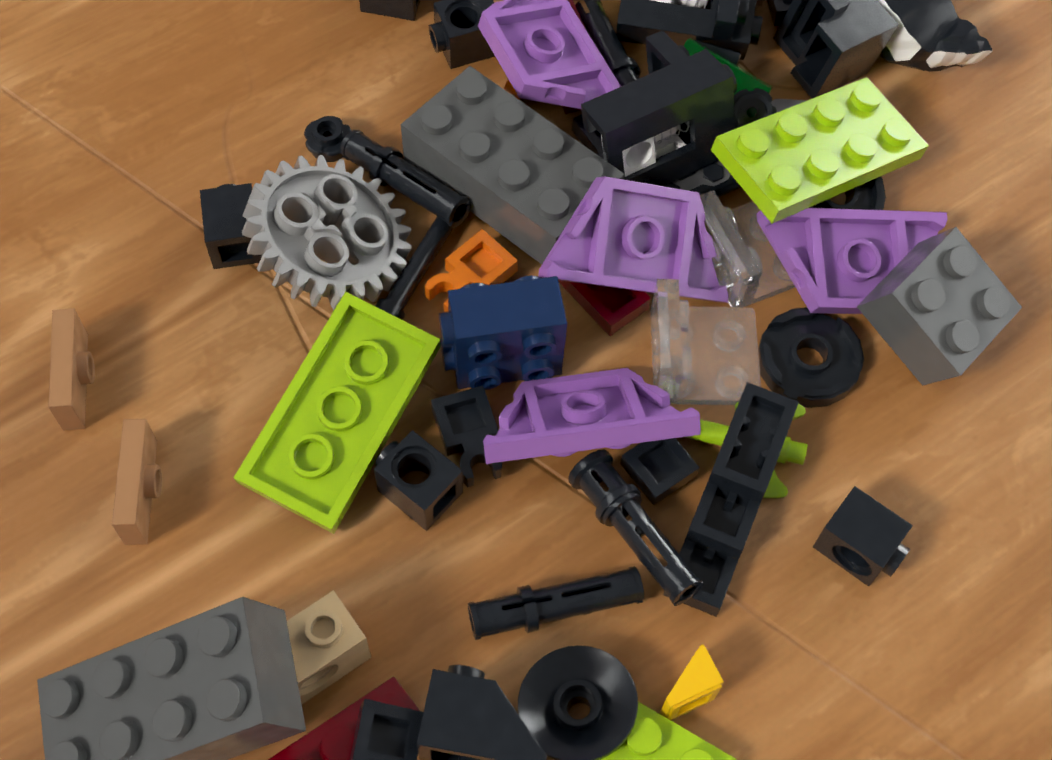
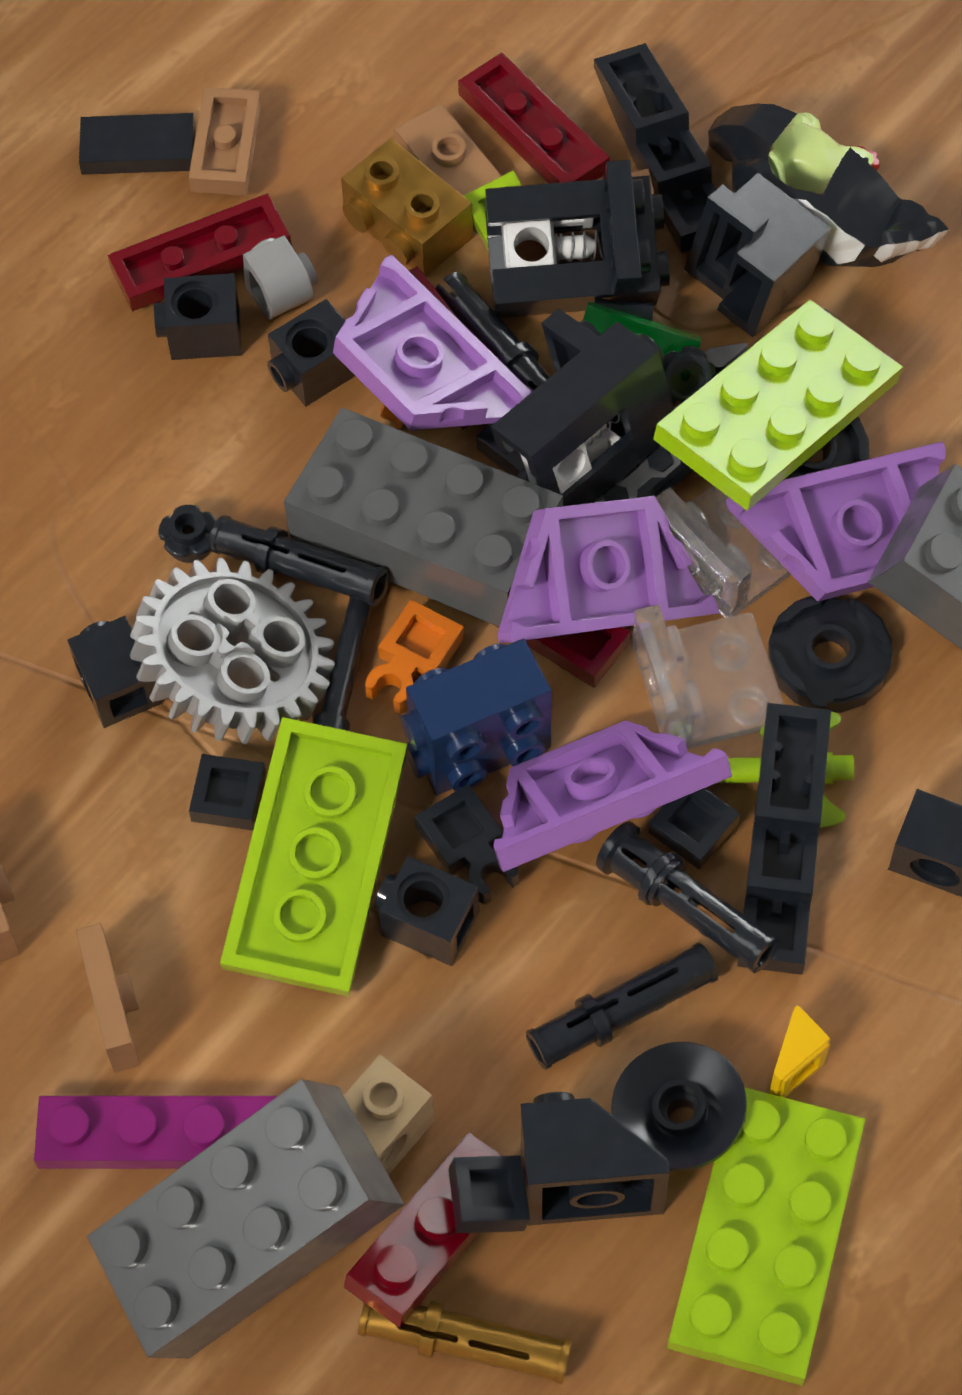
camera: 10 degrees left, 0 degrees up
(117, 595) = (134, 1129): none -> magenta plate
(286, 340) = (227, 792): none -> black plate

